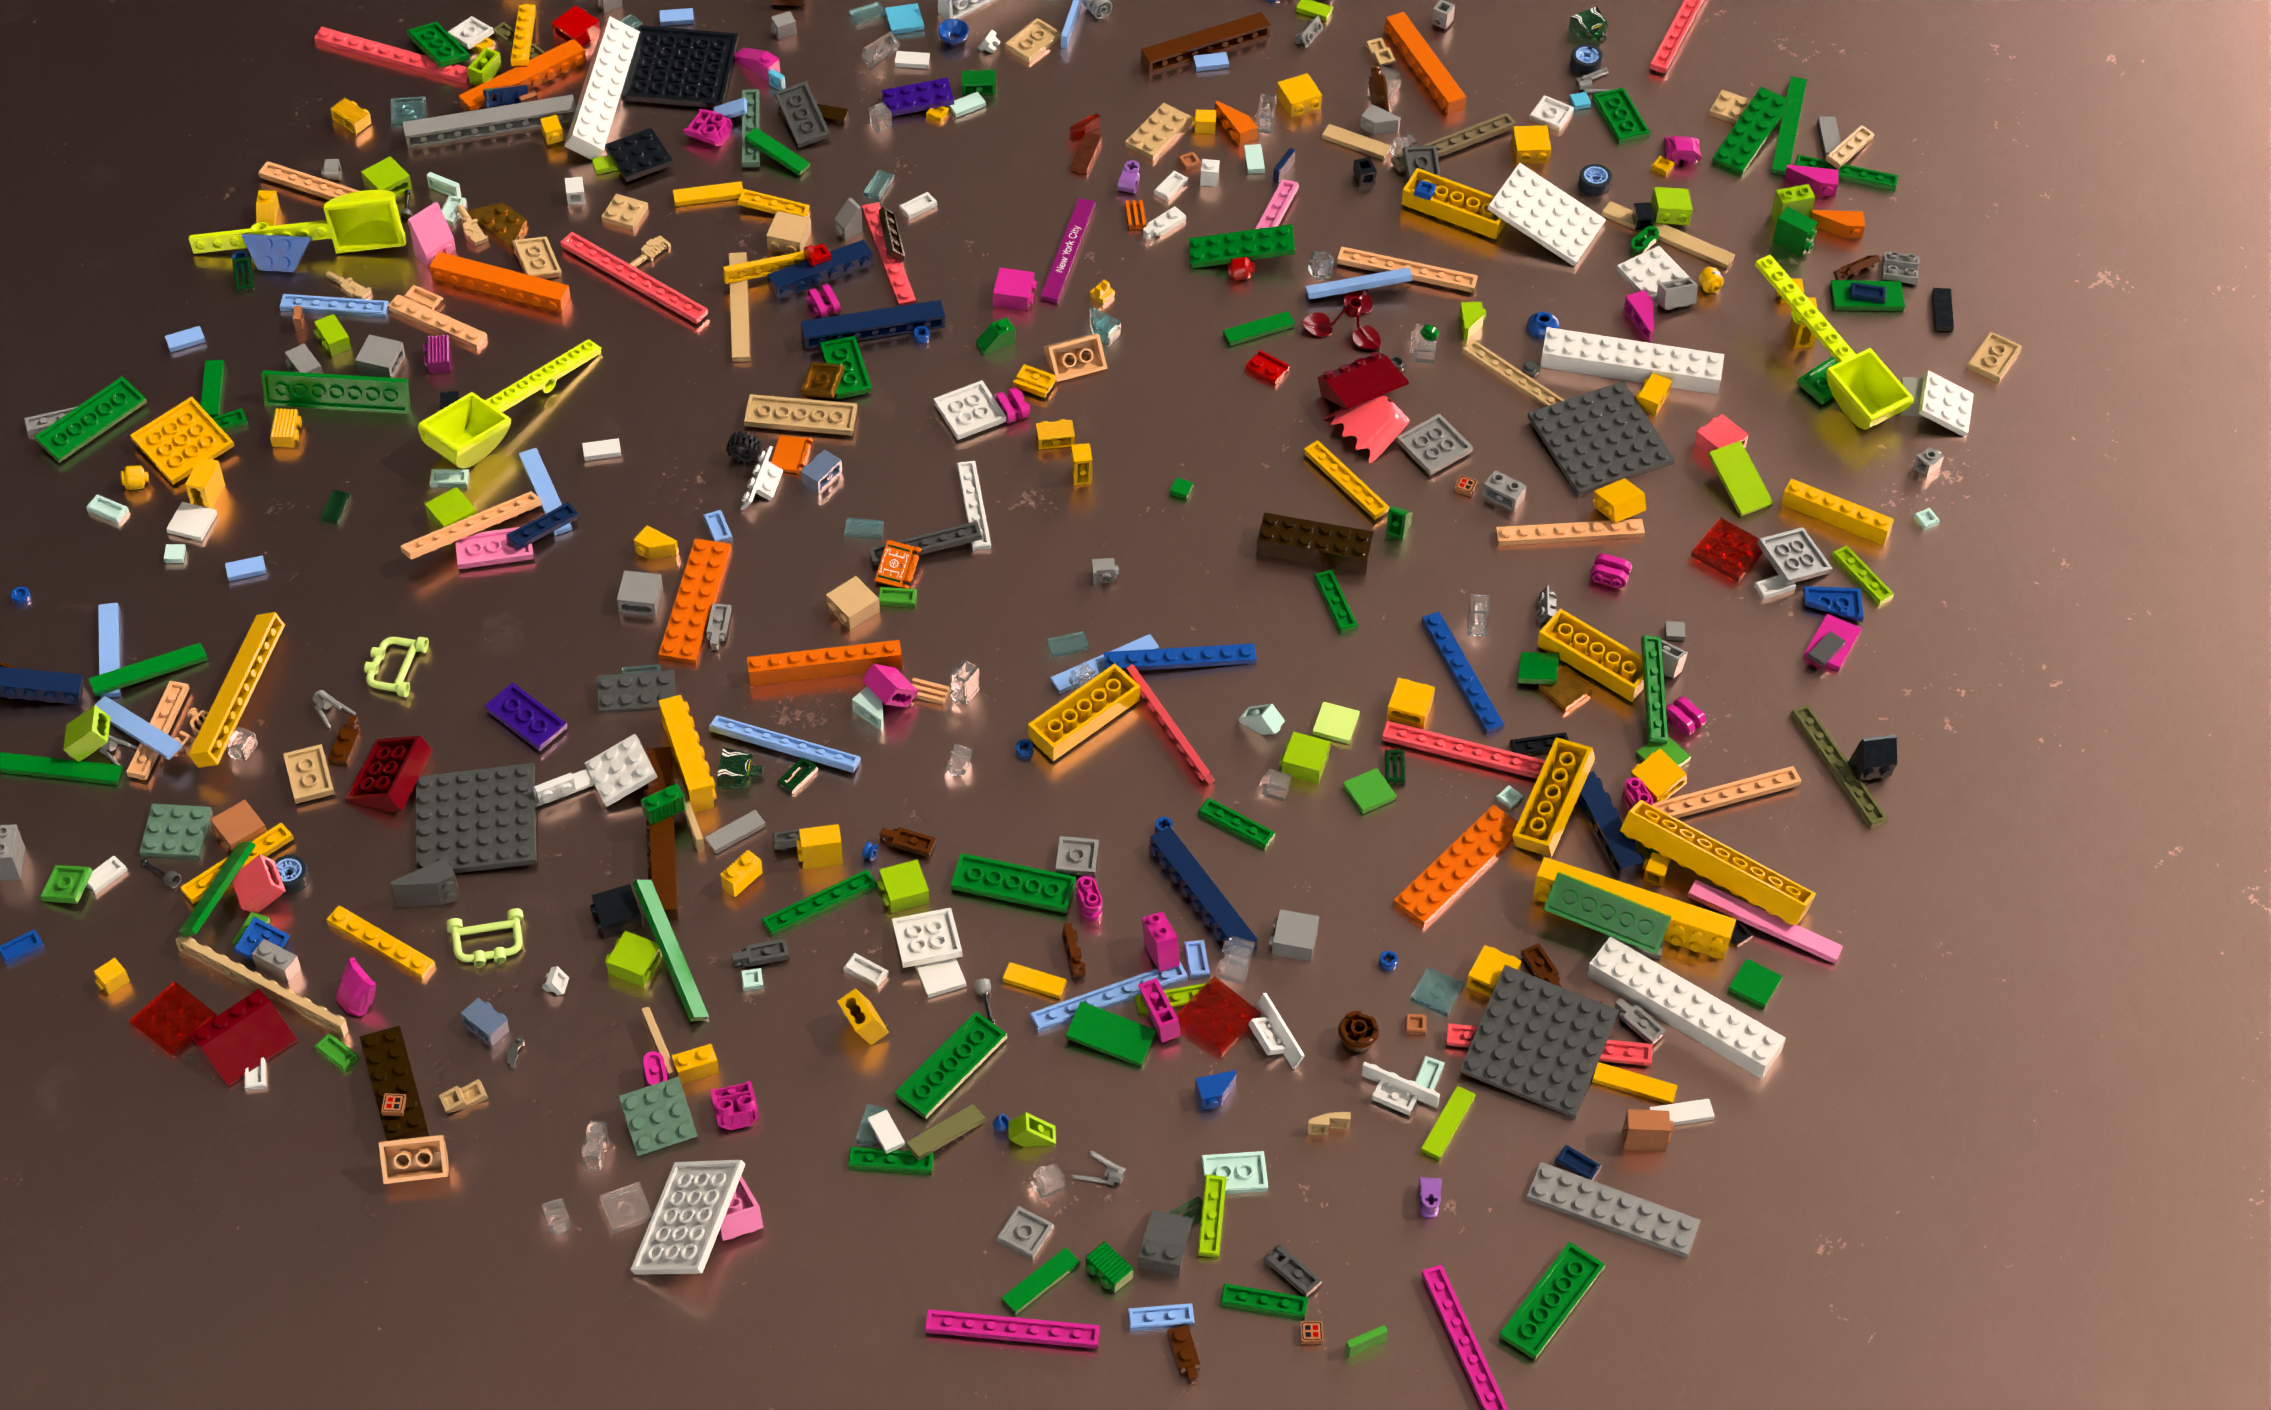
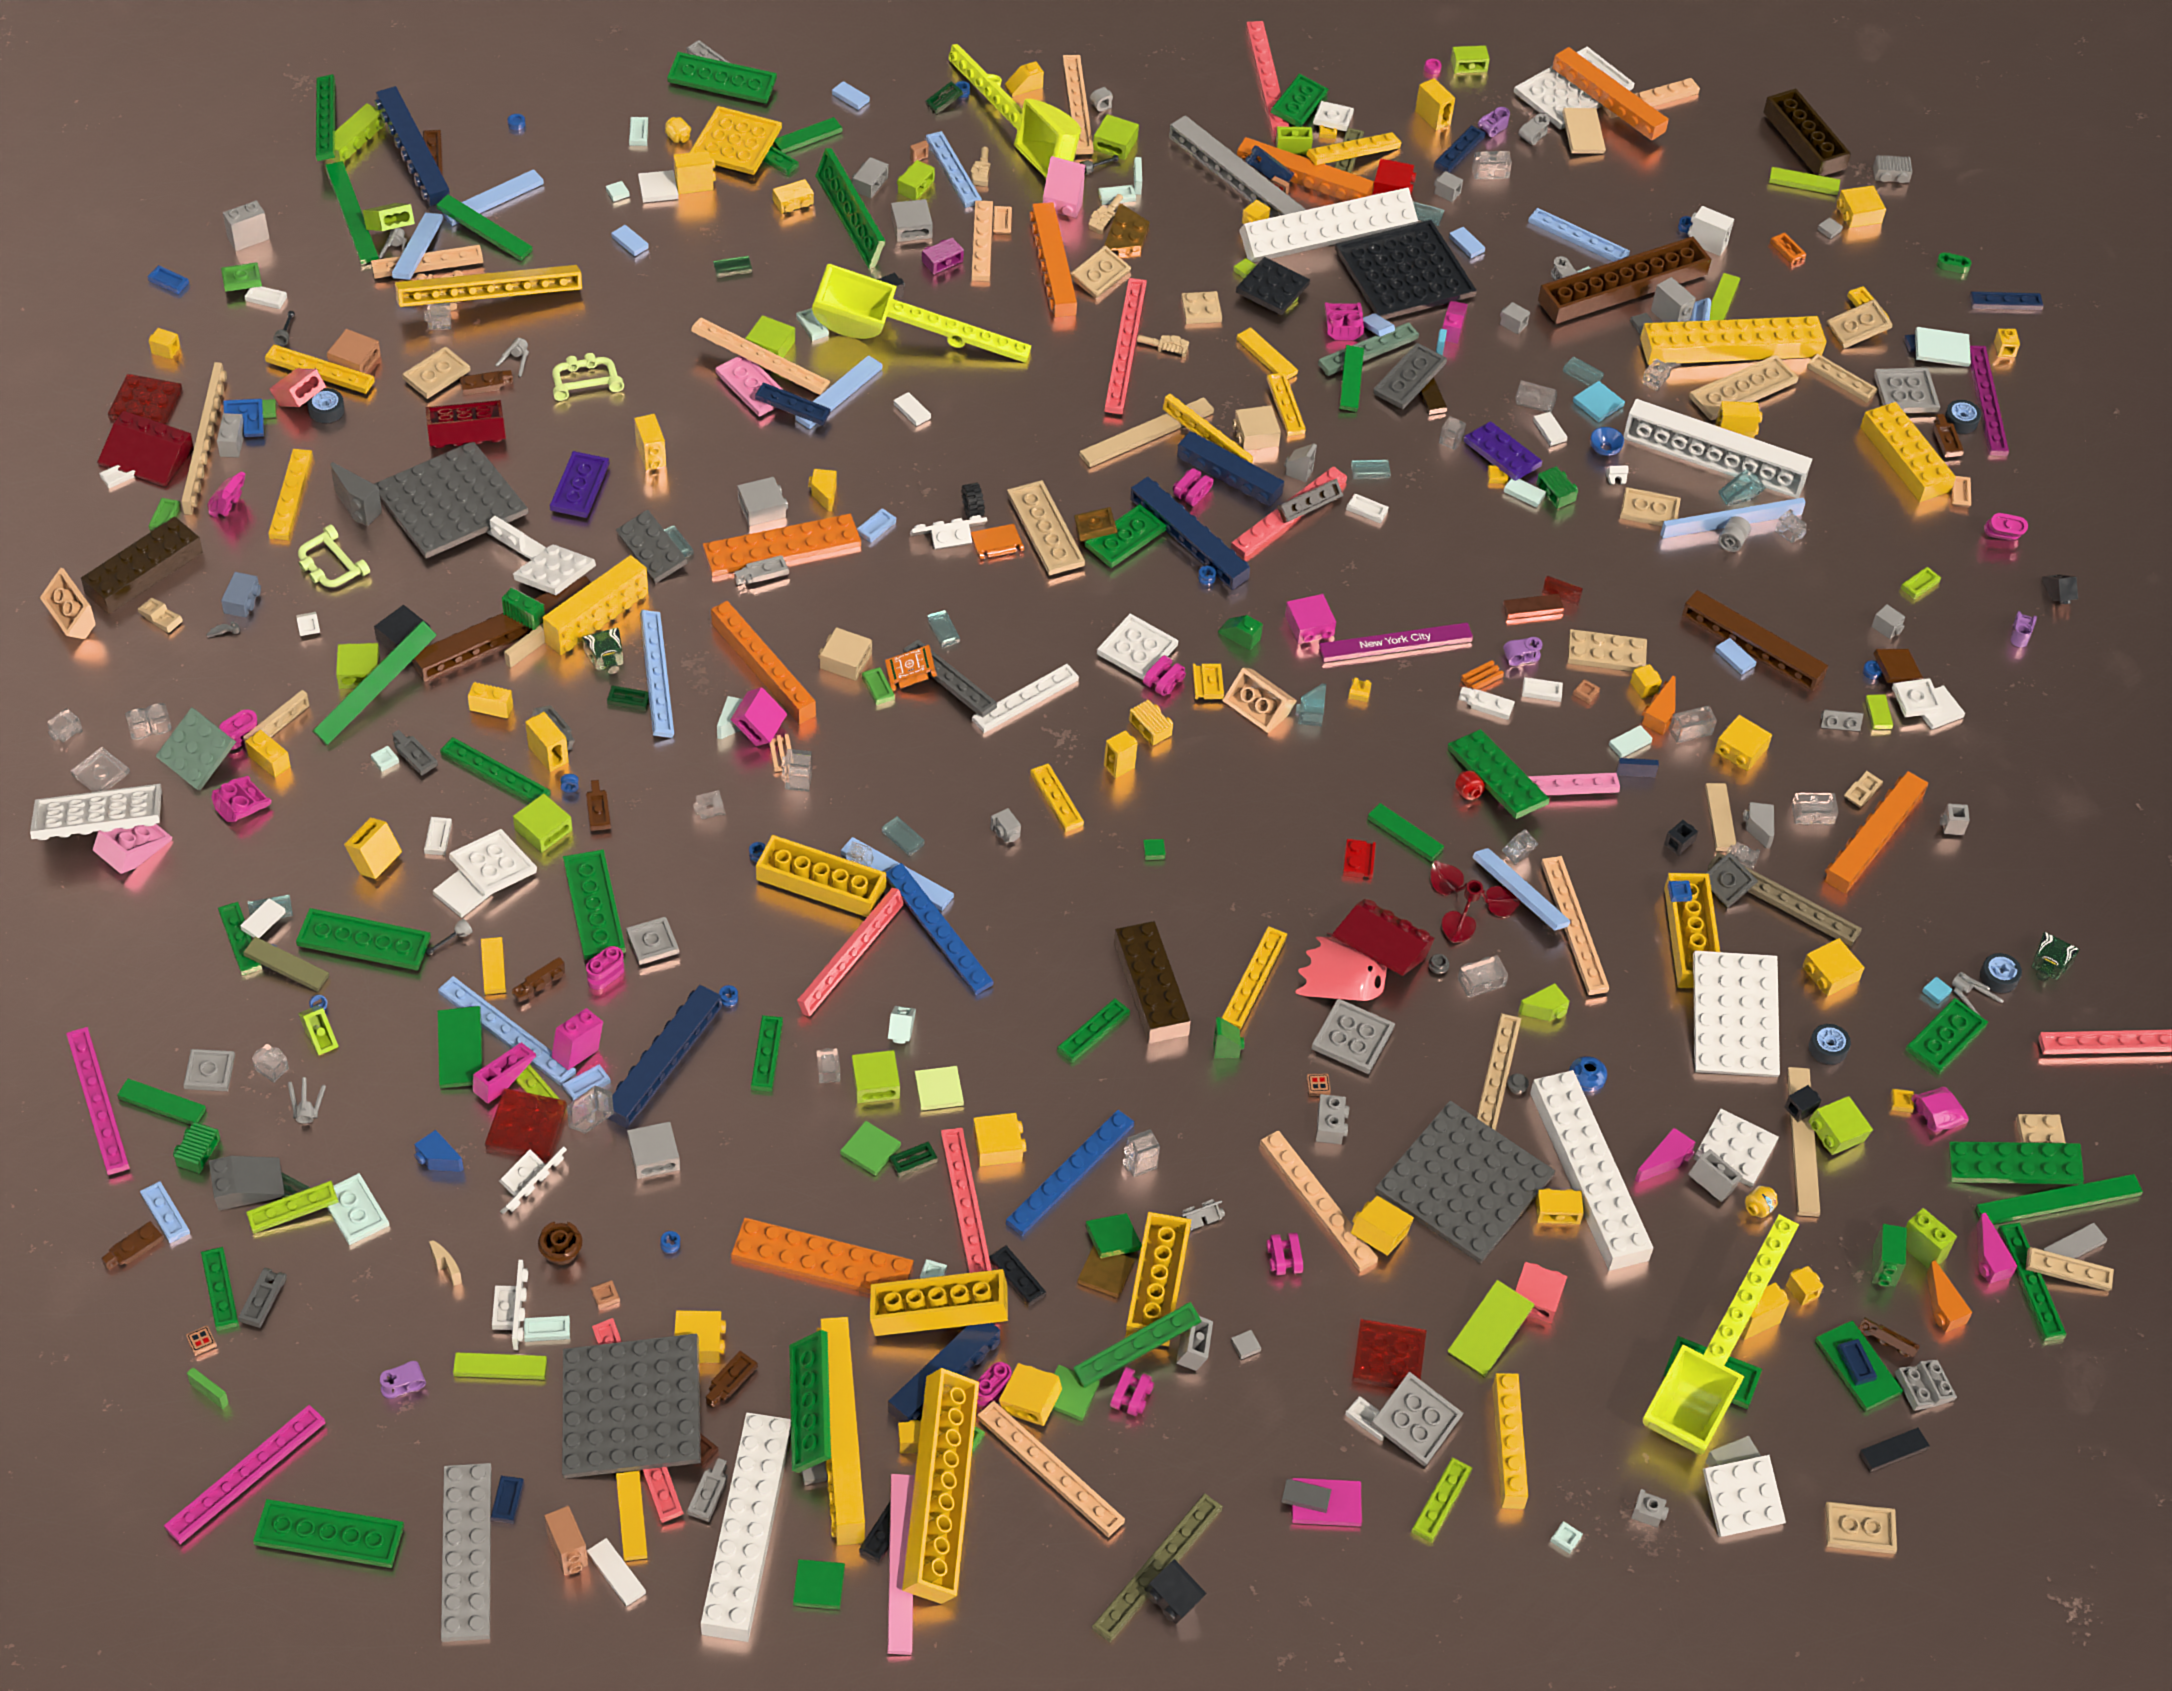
camera: 60 degrees right, 0 degrees up
(176, 831) = (330, 317): sand green plate -> none
(217, 888) = (276, 363): green tile -> none
(276, 251) = (978, 102): blue wing -> none
(350, 116) = (1173, 83): yellow brick -> none
(393, 1104) = (111, 565): nougat tile -> none
(407, 110) = (1211, 117): clear light blue tile -> none
(519, 642) = (650, 442): none -> yellow piece
(575, 190) = (1197, 262): white brick -> none
(735, 831) = (539, 679): light grey tile -> none
(816, 254) = (1236, 453): red tile -> none
(821, 471) = (986, 568): sand blue brick -> none
(1090, 528) = (1057, 797): none -> yellow tile
(1209, 173) = (1578, 710): white brick -> none
(1378, 89) = (1793, 802): reddish brown hinge -> none
(1429, 333) = (1485, 968): green tile -> none
(1437, 991) = (655, 1298): clear light blue tile -> none
(1551, 113) = (1898, 971): white tile -> none
(1643, 238) = (1775, 1120): green beam -> none
(1835, 600) = (1384, 1484): blue wing -> none

